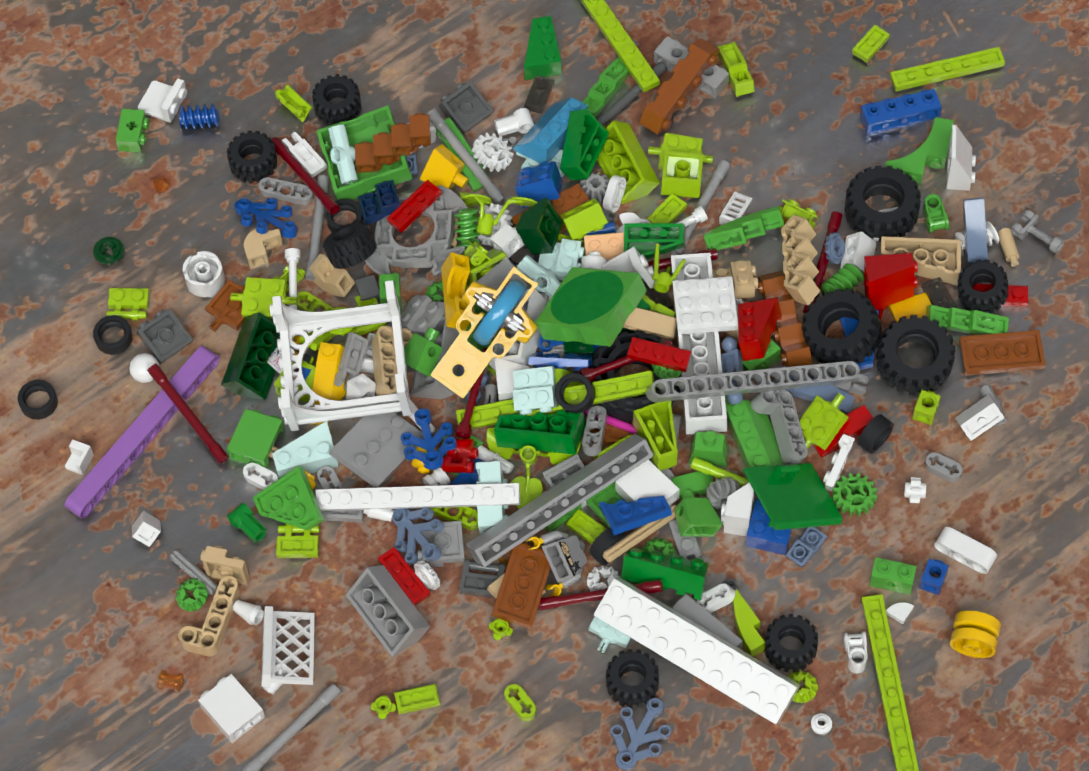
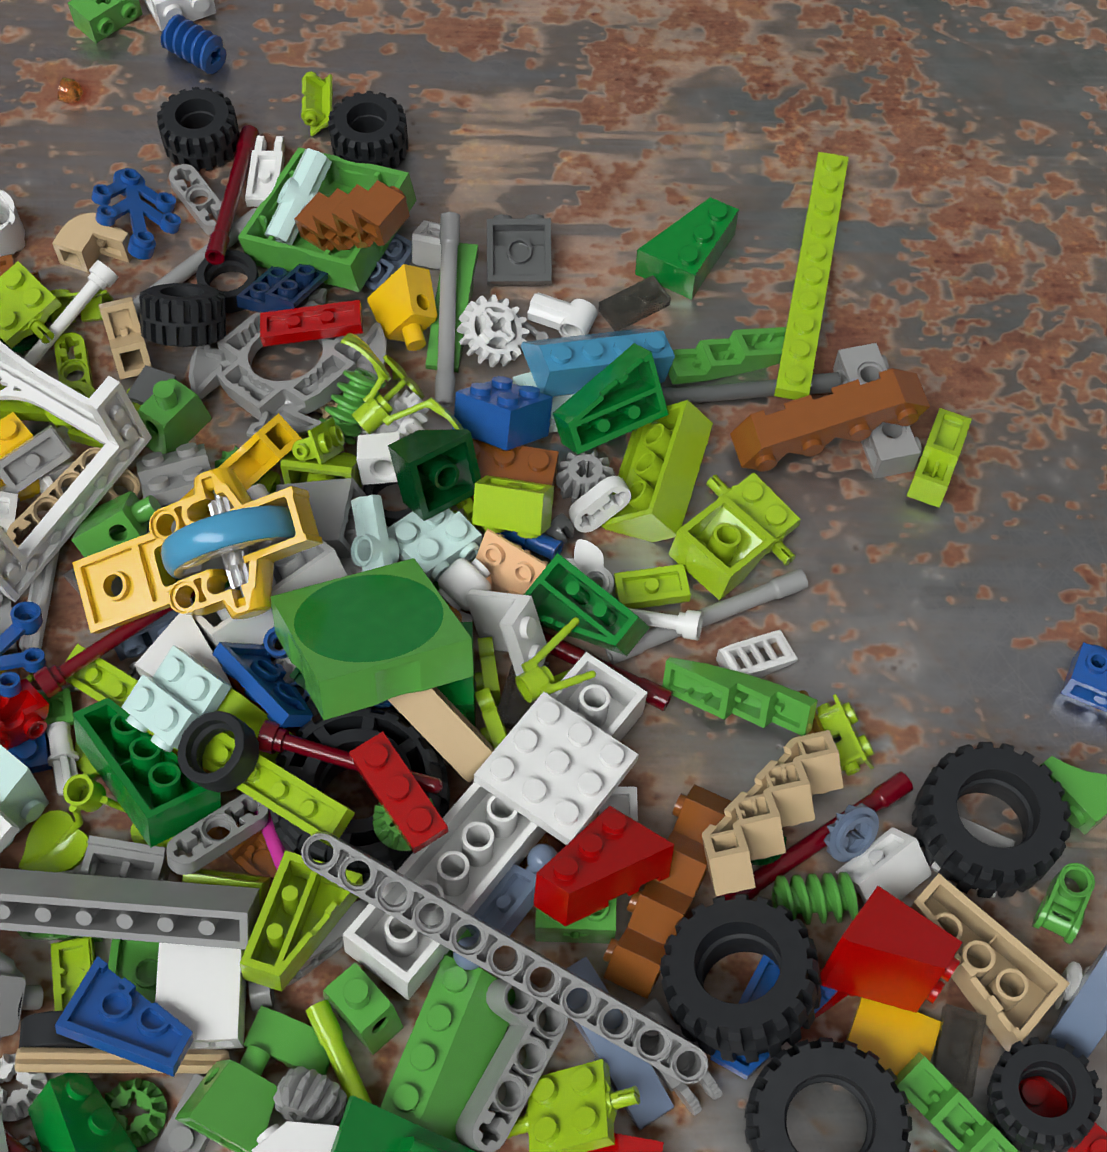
camera: 35 degrees right, 0 degrees up
(743, 278) = (660, 766): tan plate -> none

